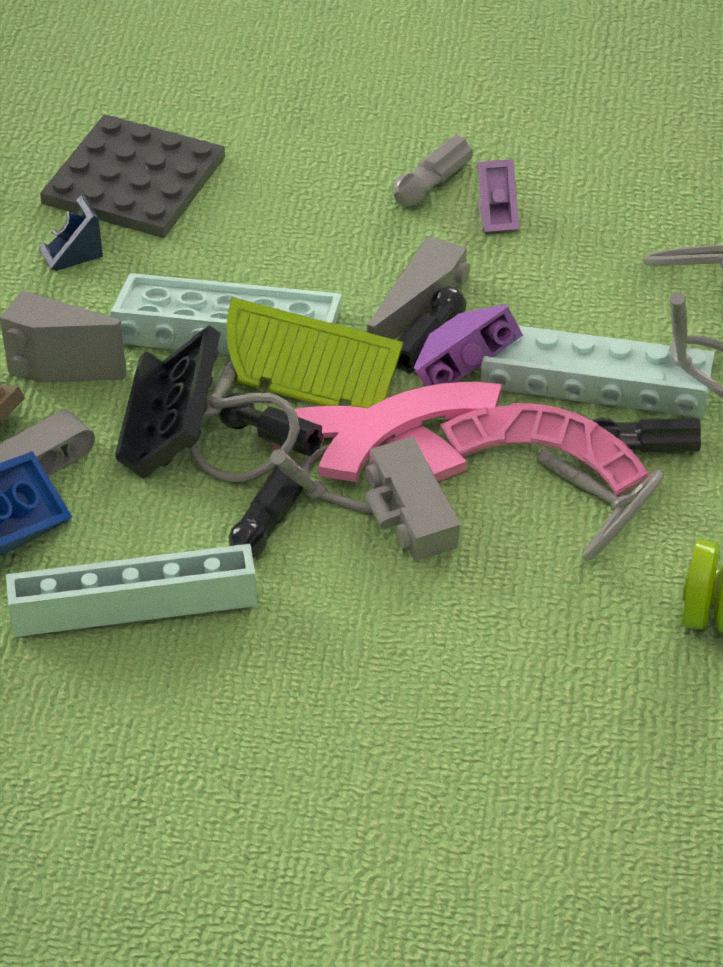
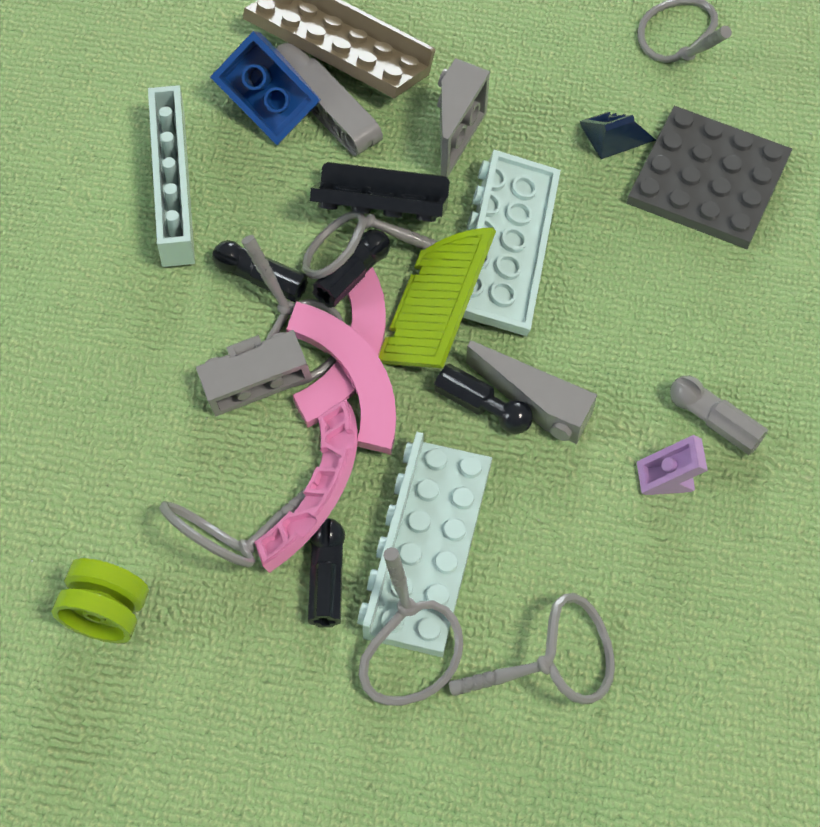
camera: 90 degrees right, 15 degrees up
(463, 342) = (441, 415): medium lavender slope -> none

